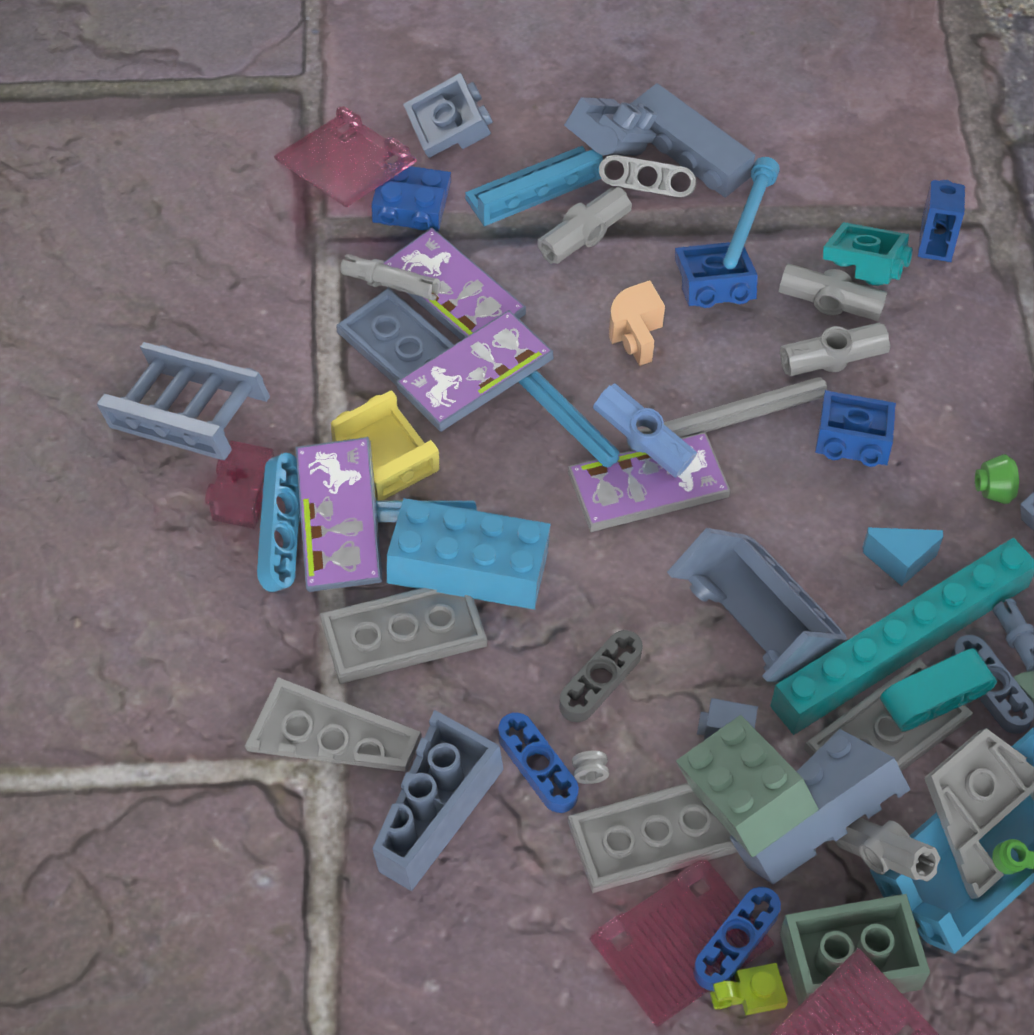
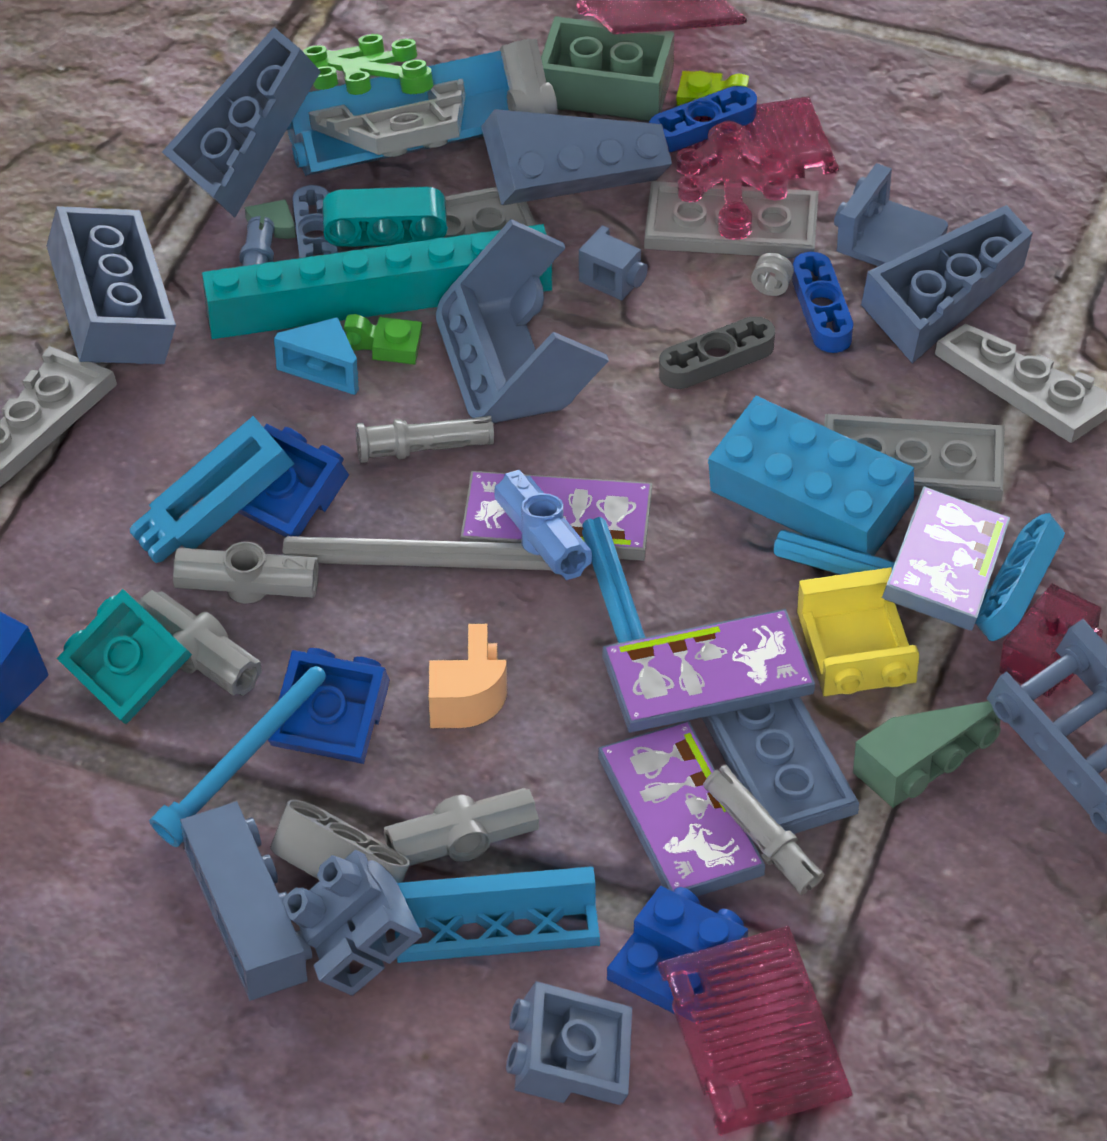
camera: 155 degrees left, 10 degrees down
(310, 369) = (919, 747): none -> sand green slope
(509, 857) = (878, 228): none -> sand blue bracket
(676, 865) = (729, 142): none -> clear pink plant
(747, 785) = (641, 159): sand green brick -> none
(796, 500) = (404, 438): none -> light grey pin
(865, 599) = (390, 340): none -> bright green plate
(888, 410) = (226, 481): none -> dark azure hinge
(998, 479) = (165, 386): bright green cone -> none

